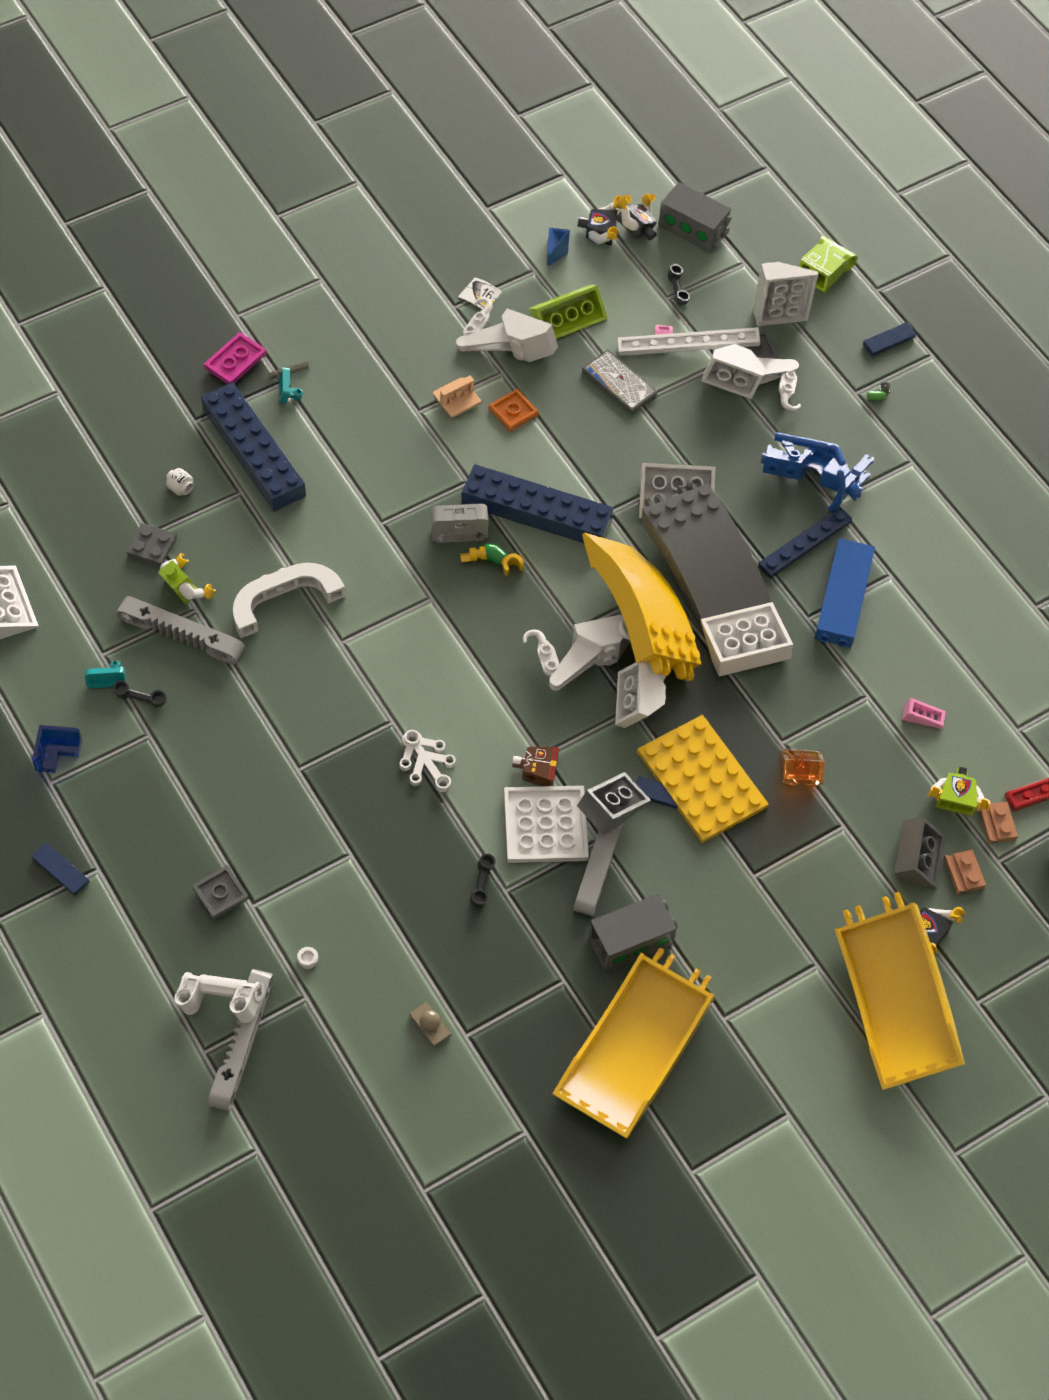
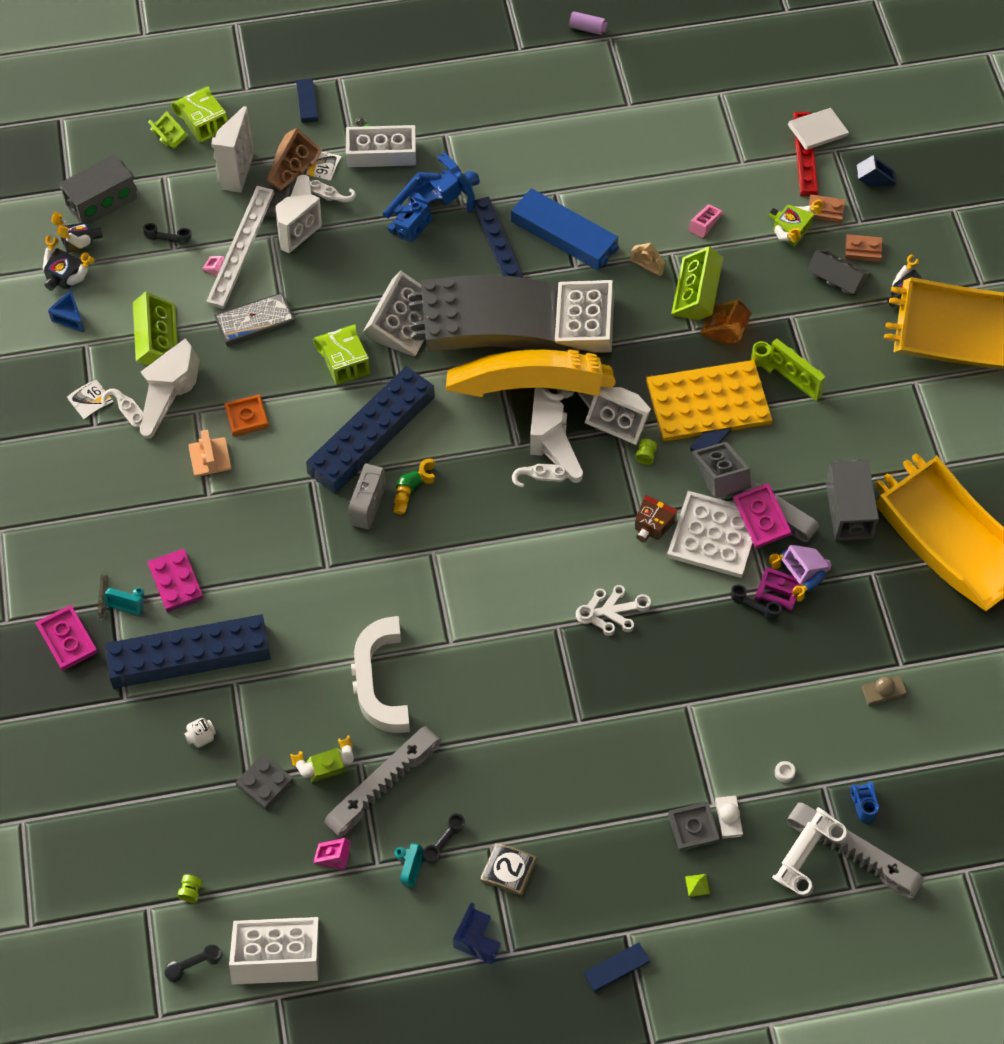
camera: 65 degrees left, 0 degrees up
(32, 523) = (190, 888): none -> lime wheel
(97, 617) = (333, 853): none -> dark pink slope
(127, 754) = (508, 869): none -> slope
(163, 914) = (697, 885): none -> lime slope
(242, 920) = (728, 817): none -> white tile
(301, 1033) = (865, 798): none -> blue piece
(322, 415) = (175, 580): none -> dark pink plate
(513, 898) = (779, 583): none -> magenta plate
(536, 912) = (805, 565): none -> lavender torso
(576, 854) = (762, 515): none -> dark pink plate
(609, 459) = (343, 354): none -> lime piece
(614, 737) = (646, 451): none -> lime wheel
(775, 826) = (790, 365): none -> lime hinge
(792, 245) = (169, 130): none -> lime bracket
(809, 348) = (292, 158): none -> medium nougat wedge
(821, 375) = (324, 166): none -> sticker
(836, 728) = (697, 284): none -> lime slope
(845, 676) = (648, 258): none -> tan plate
(861, 410) = (381, 146): none -> white brick

